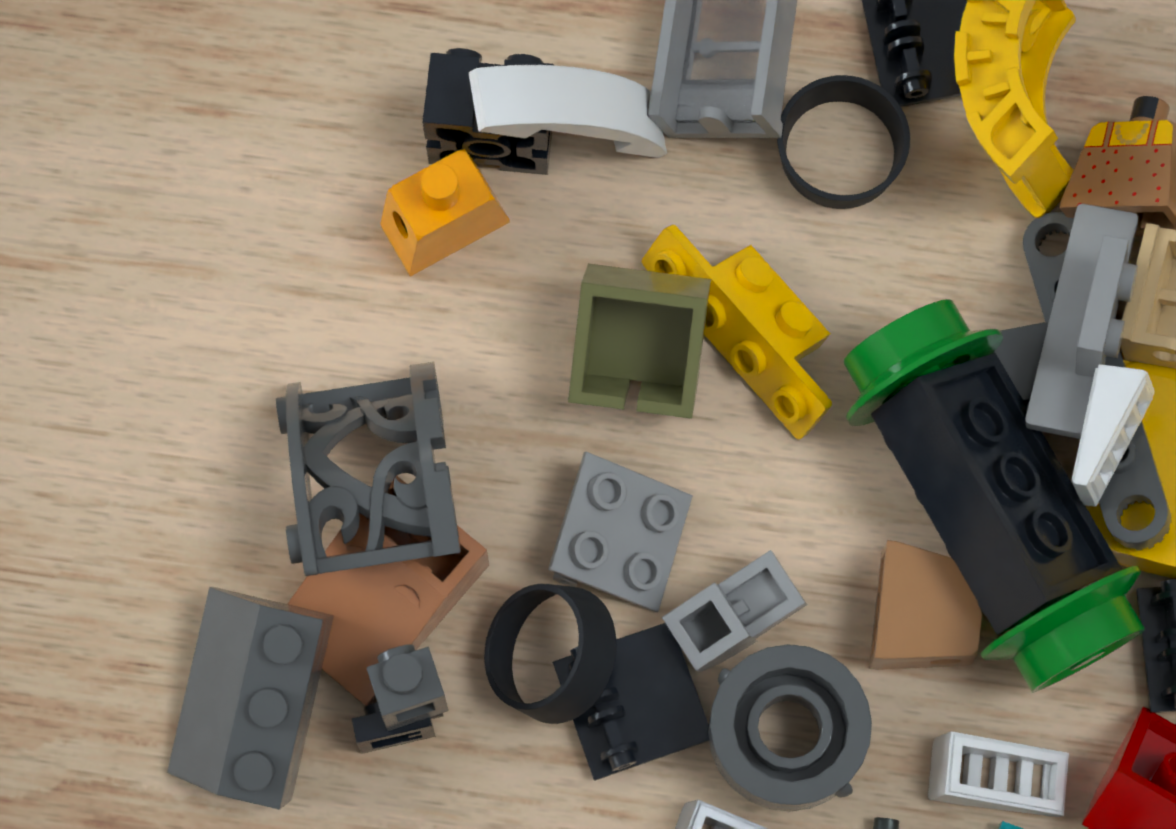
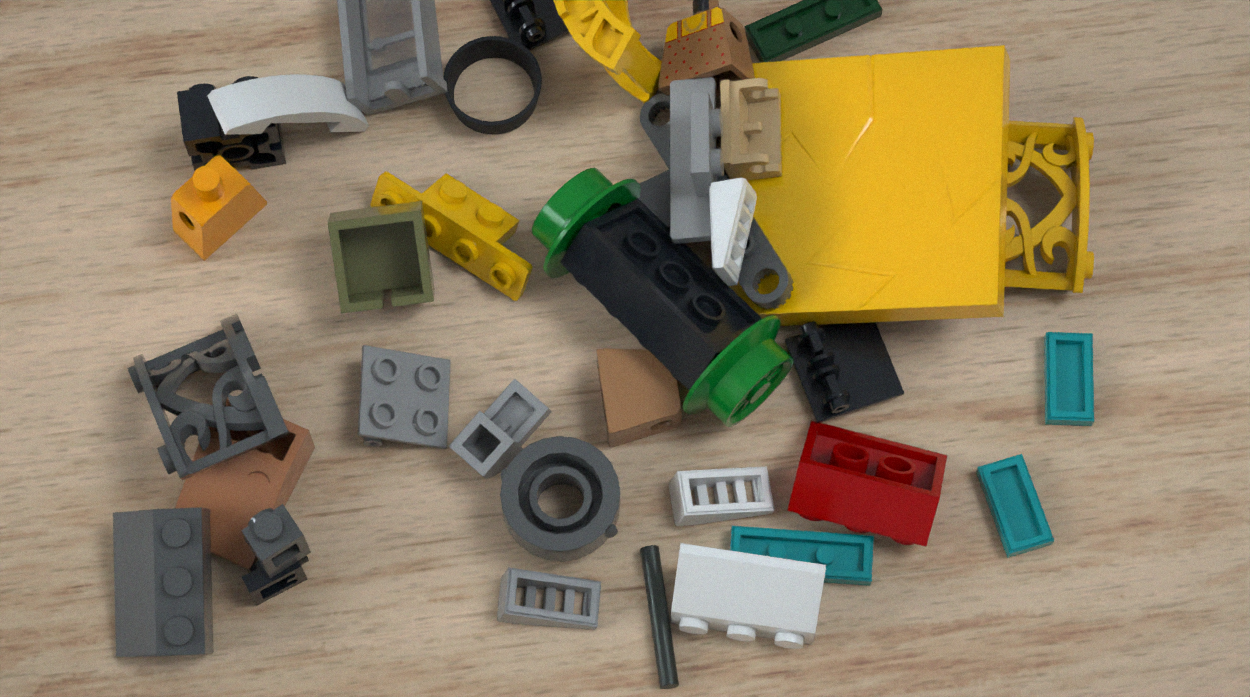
camera: 15 degrees left, 5 degrees down
(592, 663) = (404, 499): black tyre -> none
(644, 709) = (443, 513): black hinge -> none

